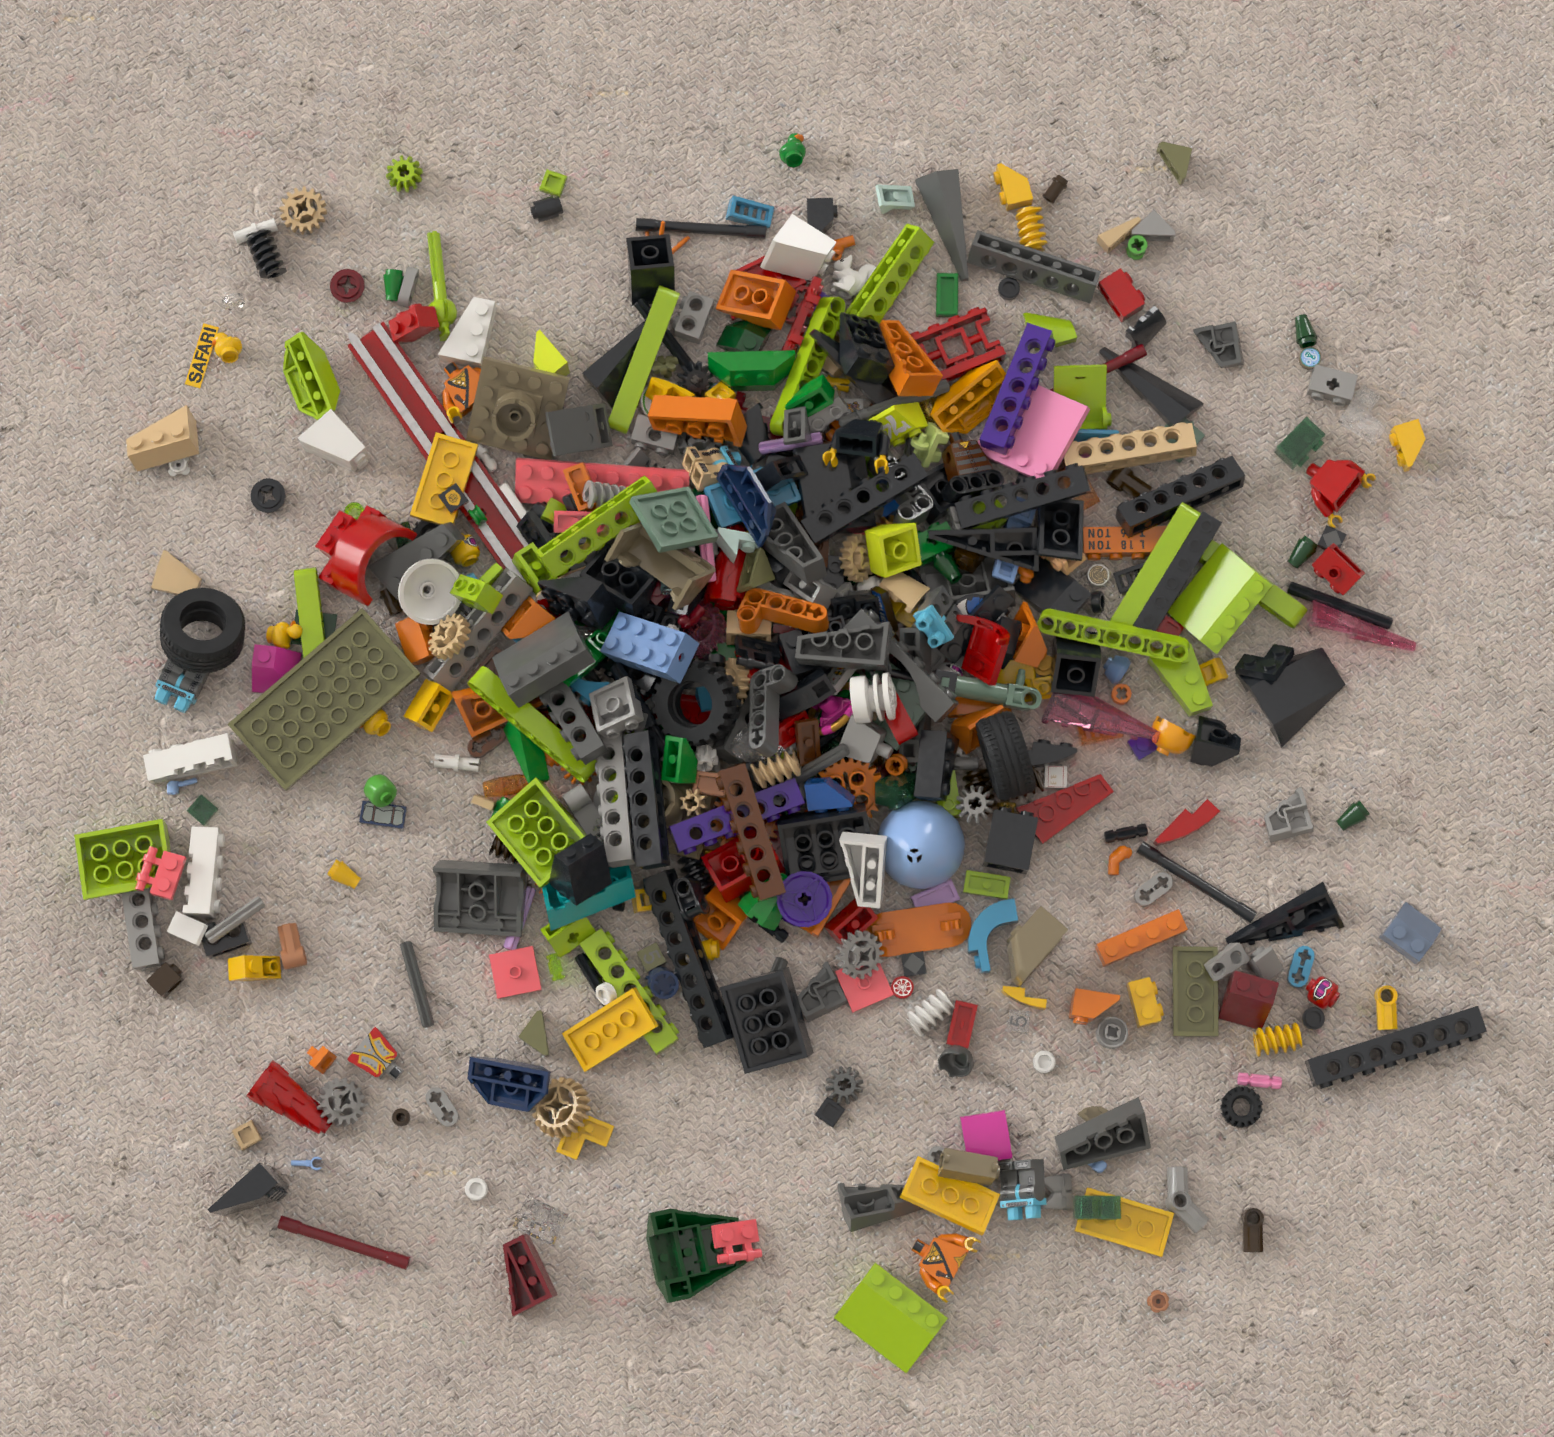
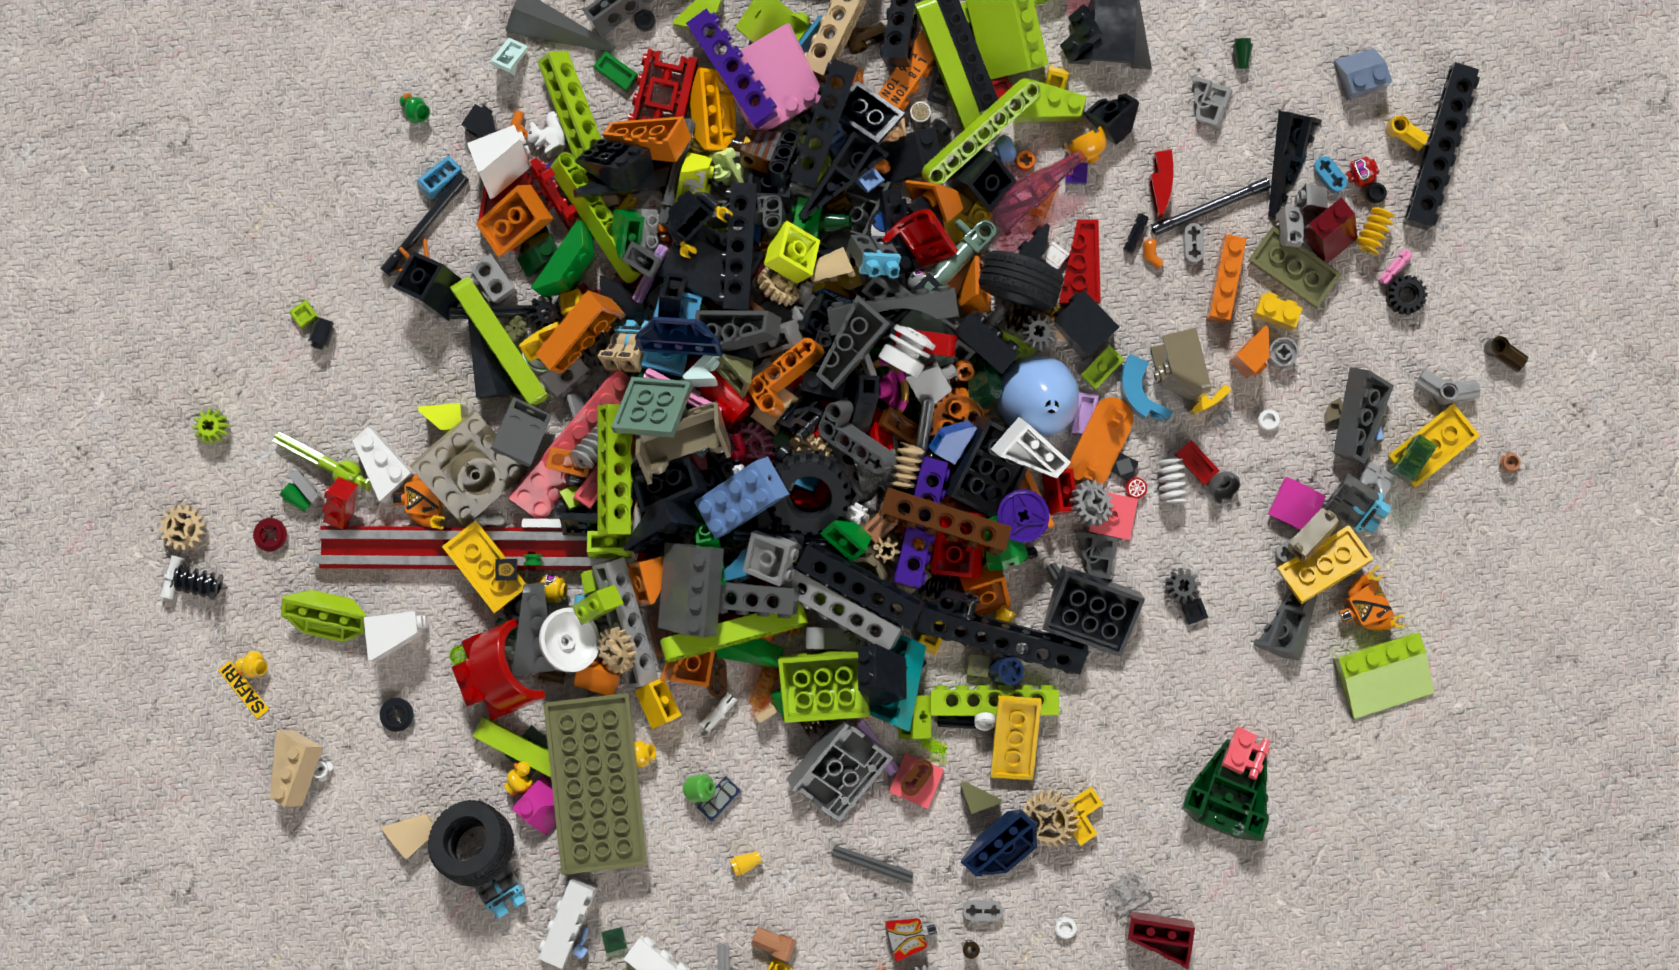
camera: 55 degrees left, 5 degrees up
(517, 975) = (920, 780): none -> reddish brown beam

